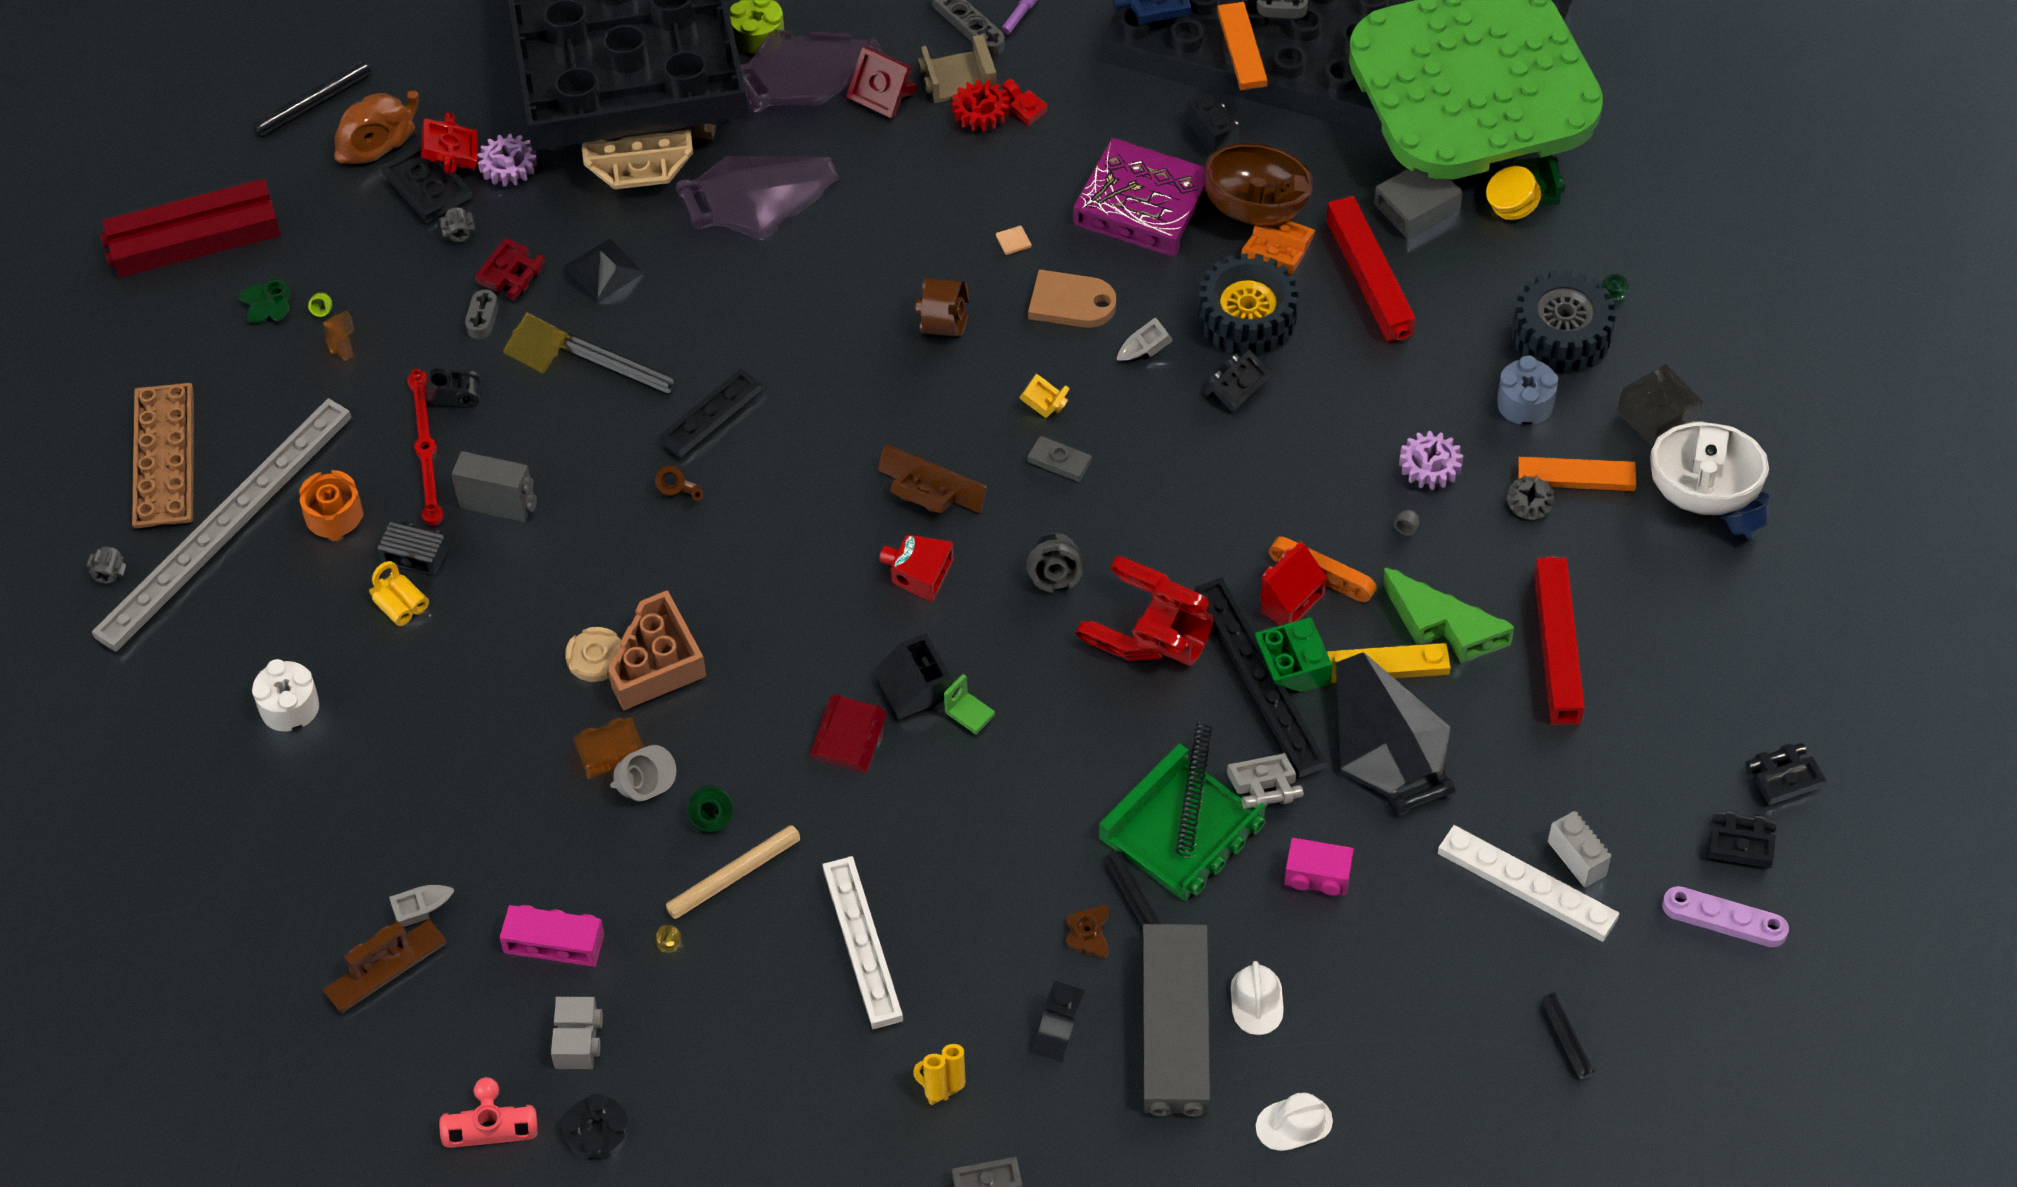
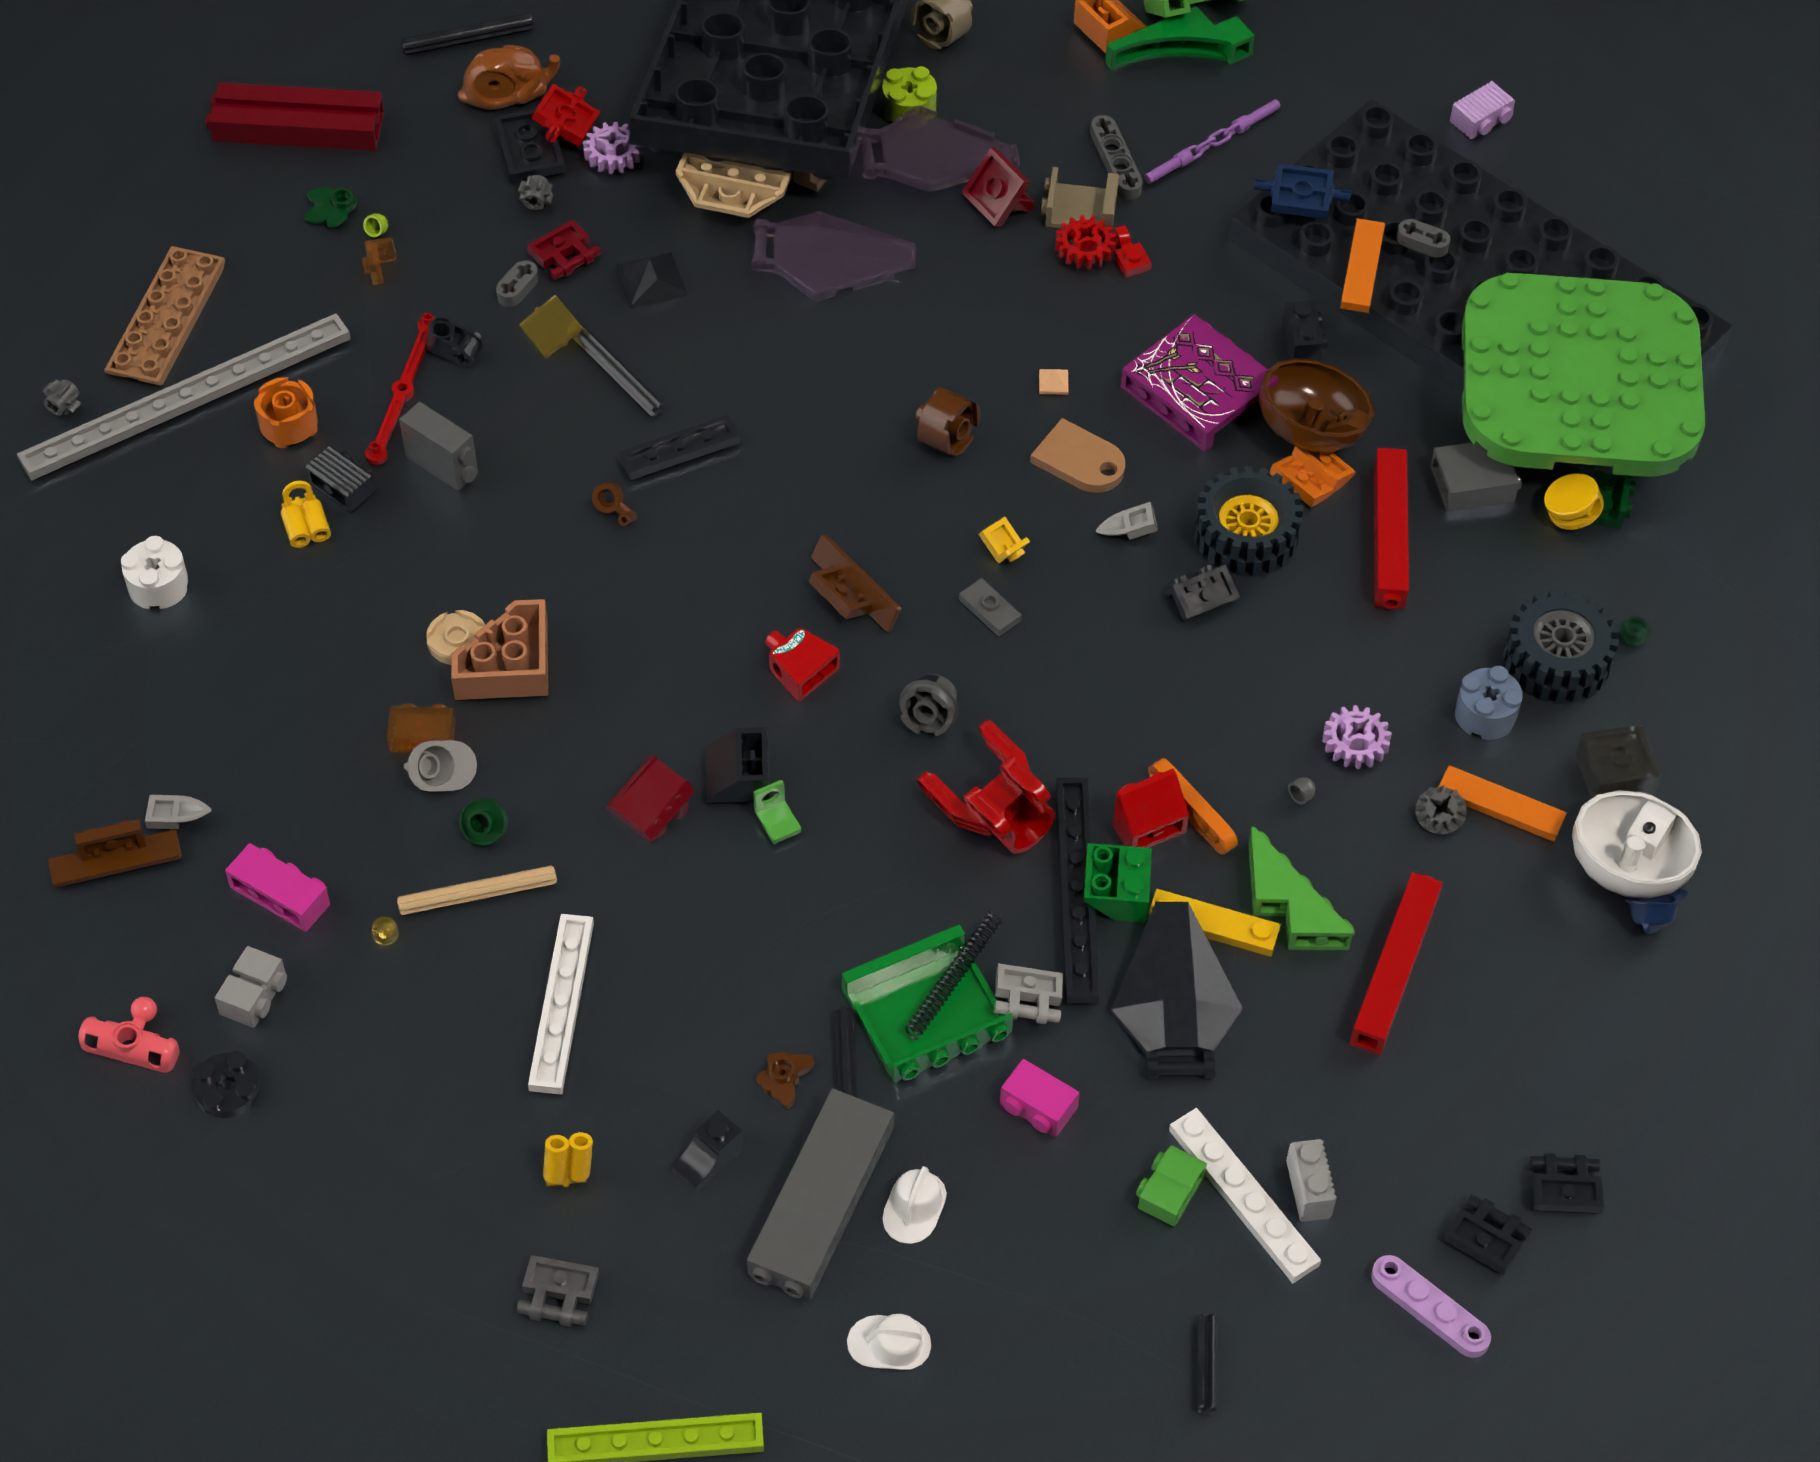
camera: 20 degrees right, 0 degrees up
(1466, 897) = (1171, 1185): none -> bright green brick

